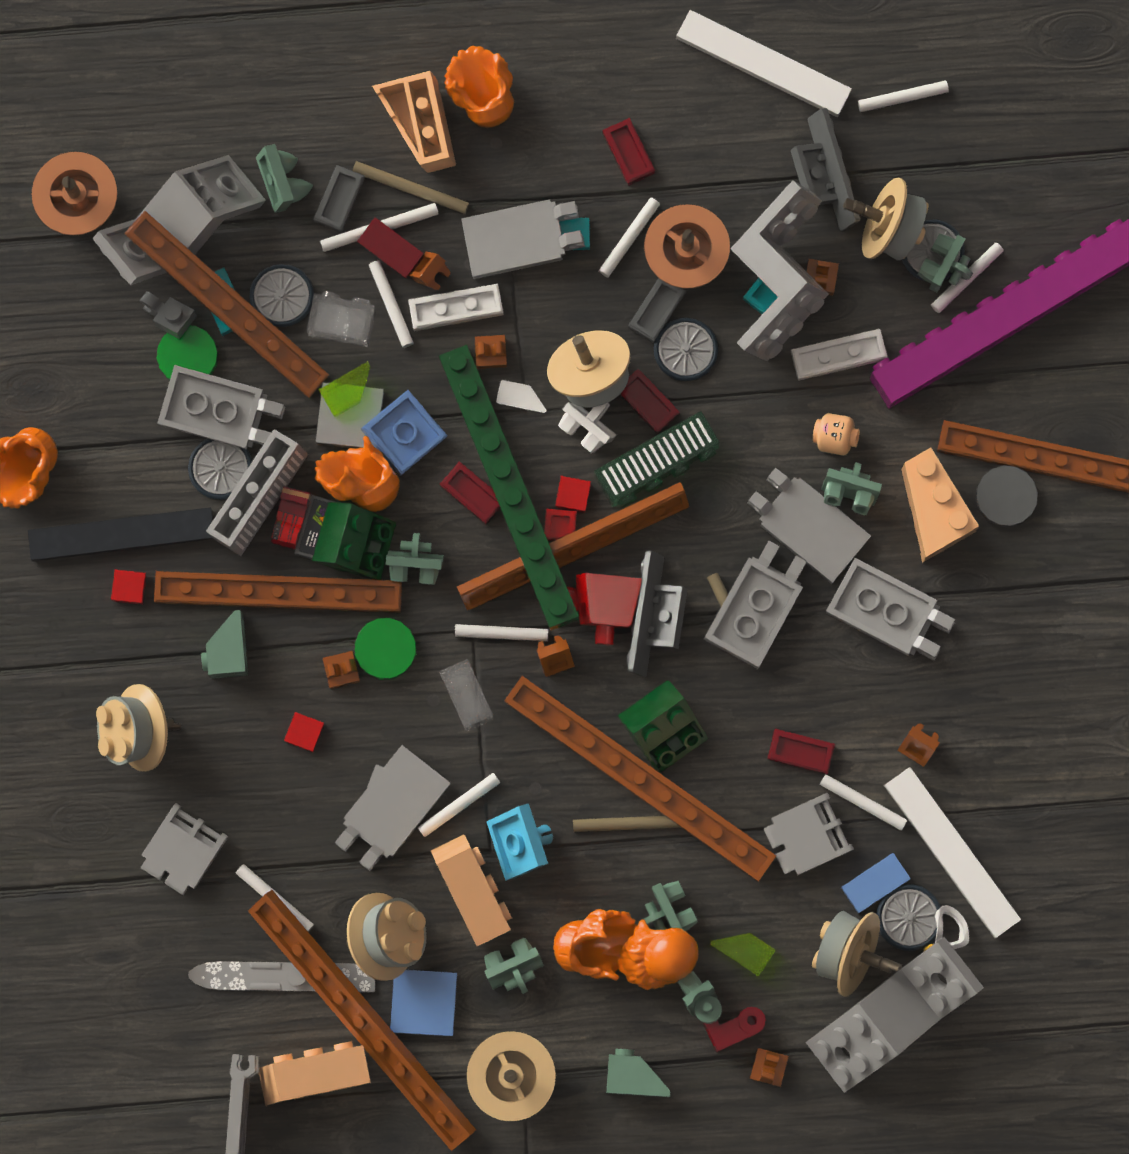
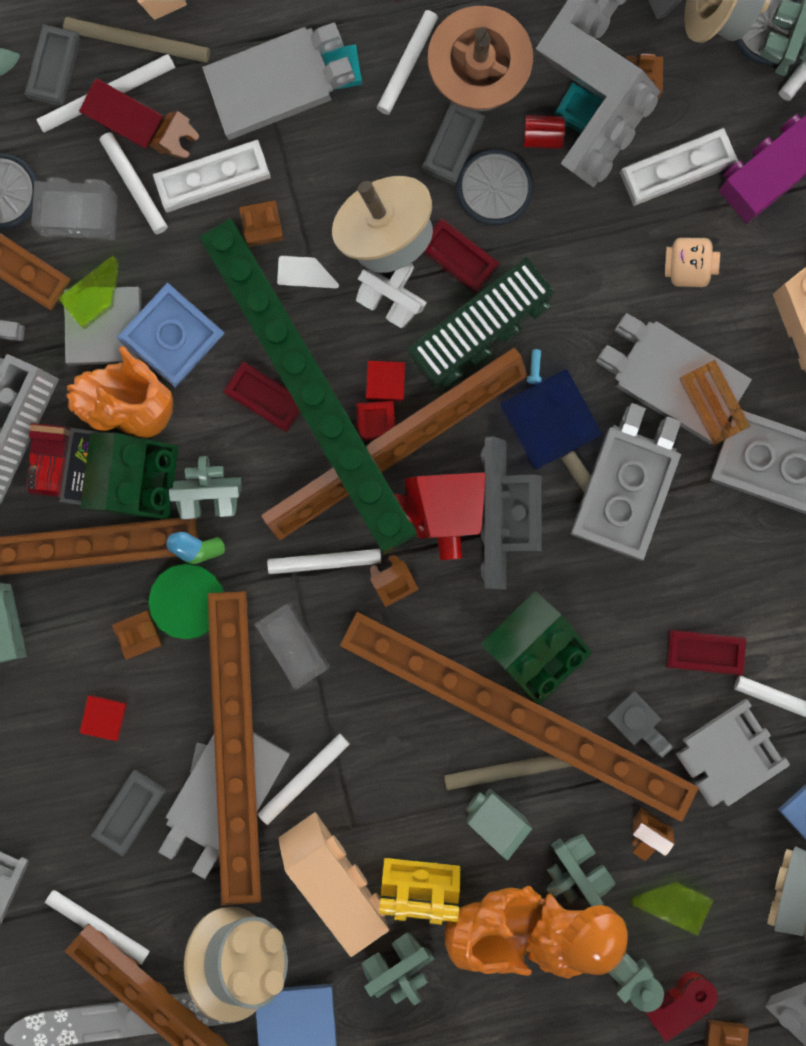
camera: 10 degrees left, 5 degrees up
(313, 811) = (129, 813): none -> dark grey tile
(397, 606) = (192, 549): none -> arm
(407, 768) = (234, 748): none -> dark orange tile
(519, 841) = (384, 818): medium azure tile -> none
(539, 903) = (422, 882): none -> yellow plate
(609, 857) = (497, 822): none -> sand green slope
(694, 509) = (534, 377): none -> medium azure piece
(703, 545) = (550, 419): none -> clear blue plate
(731, 310) = (543, 131): none -> red piece
(733, 887) = (651, 835): none -> dark orange tile
(735, 798) = (637, 721): none -> dark grey plate
(816, 528) = (701, 408): none -> clear orange tile
(851, 485) = (722, 322): sand green hips -> none

